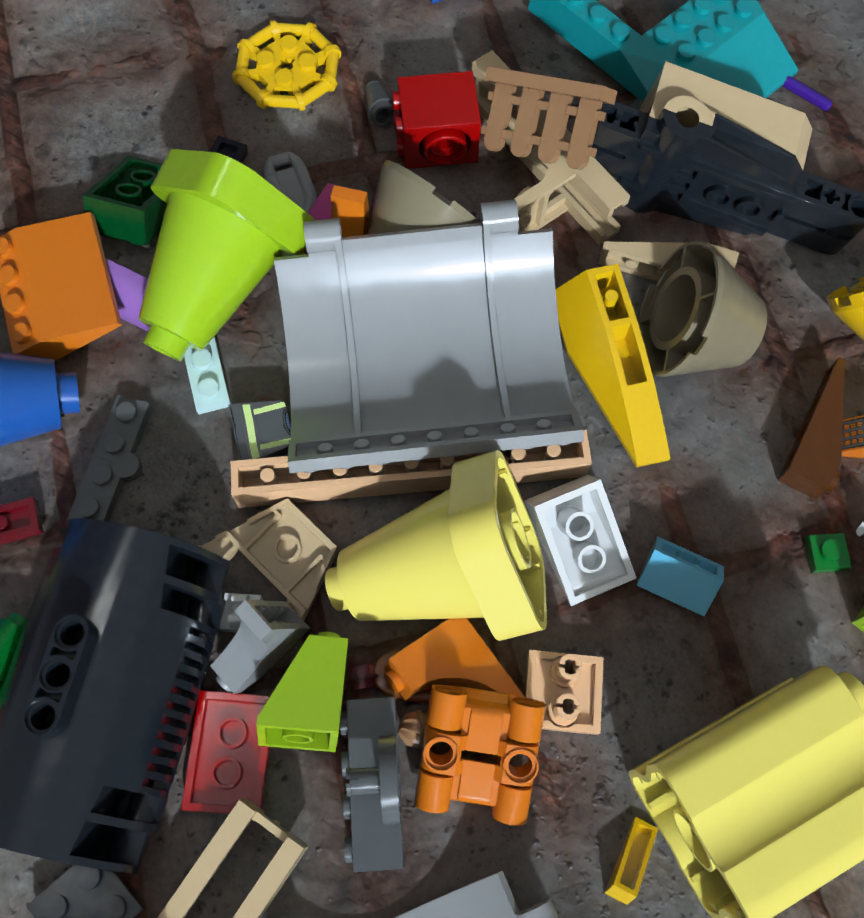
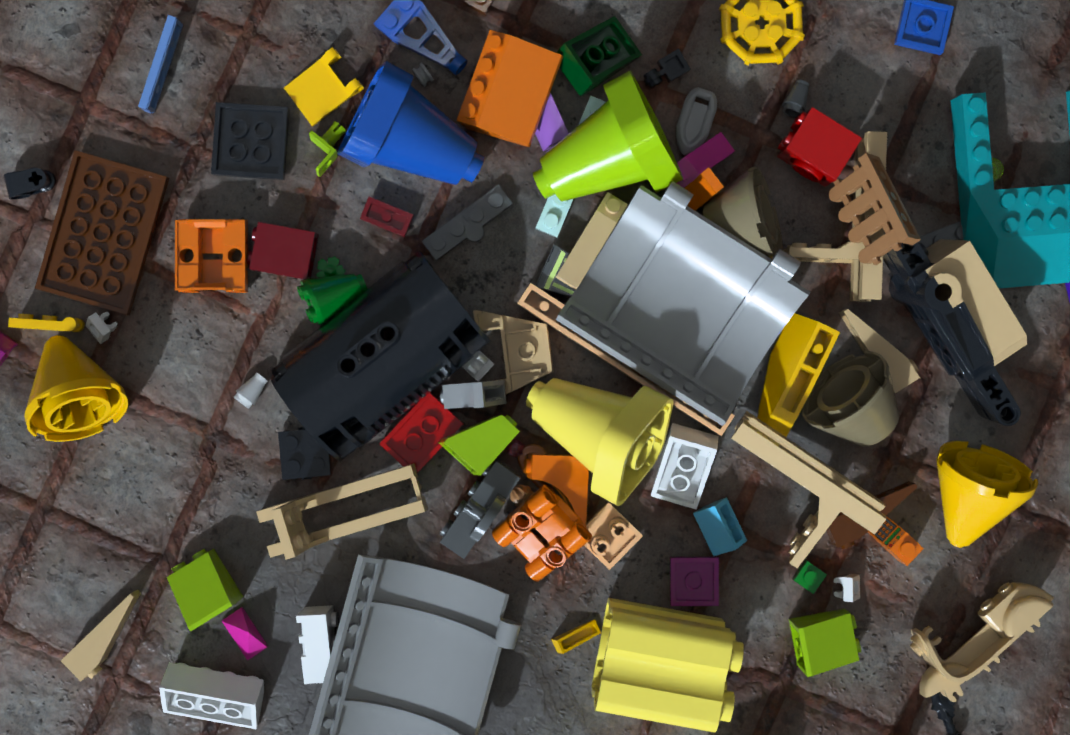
camera: 35 degrees right, 20 degrees up
(269, 369) = (591, 241): none -> tan slope
(709, 665) = (694, 581): none -> magenta plate
(768, 426) = (834, 490): none -> tan piece

